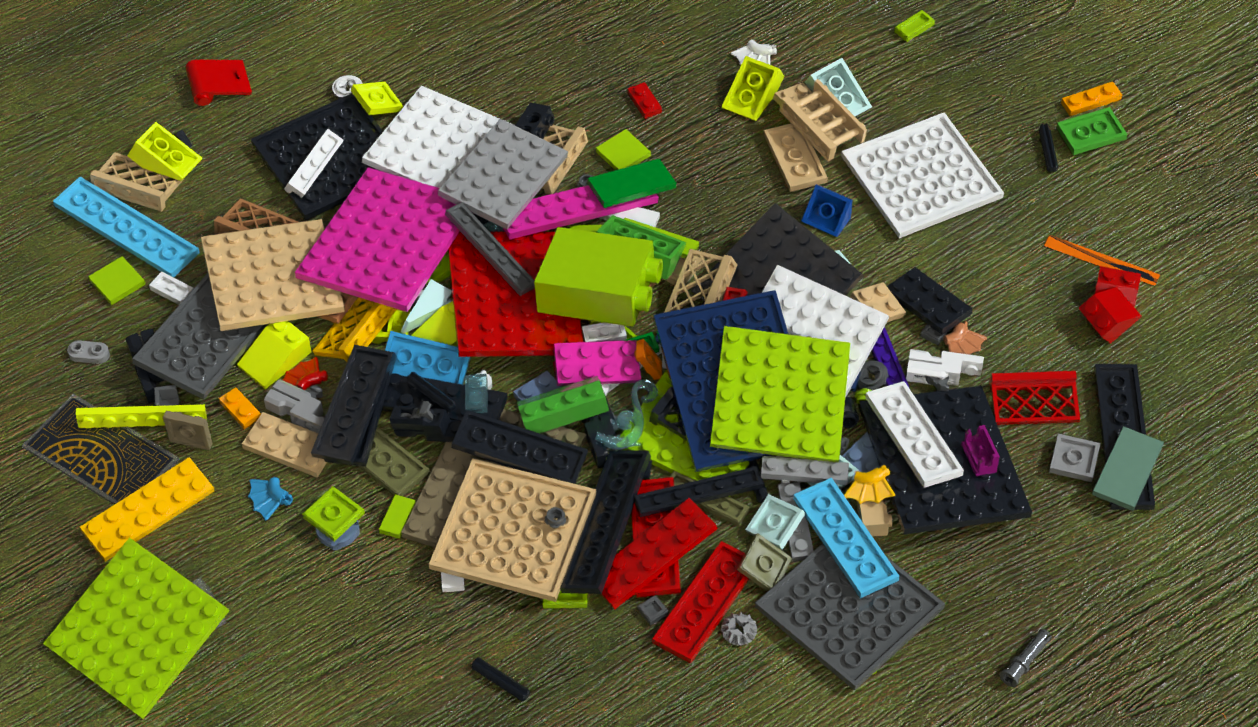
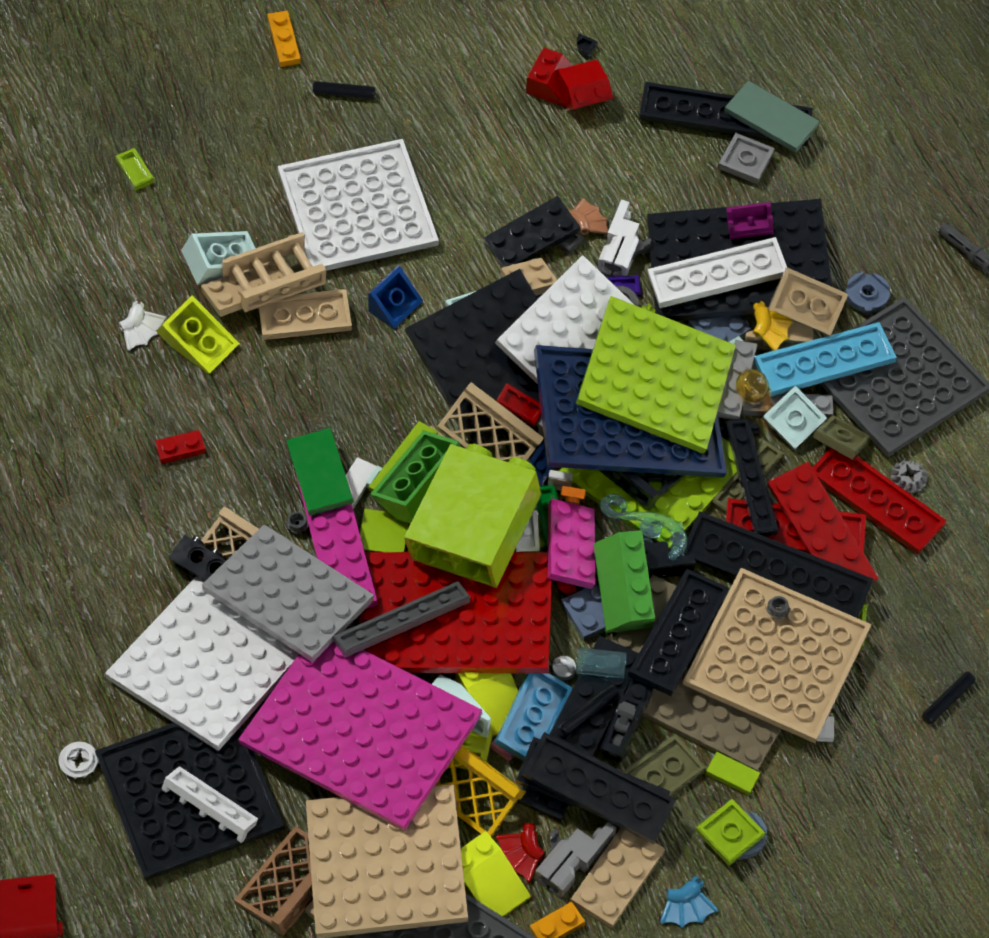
camera: 85 degrees left, 5 degrees up
(376, 98) = (113, 724): neon yellow plate -> none
(623, 151) = (255, 480): lime tile -> none
(652, 610) = (879, 548): dark grey tile -> none
(795, 477) = (752, 386): none -> clear yellow hair
(894, 502) = (808, 301): none -> tan plate
(943, 585) = (867, 303): none -> sand blue plate
(1028, 382) = (653, 167): red fence -> none
(1091, 131) = (331, 47): bright green plate -> none
(1099, 259) = (500, 82): orange sticker -> none
(1168, 318) = (586, 46): none -> black tile

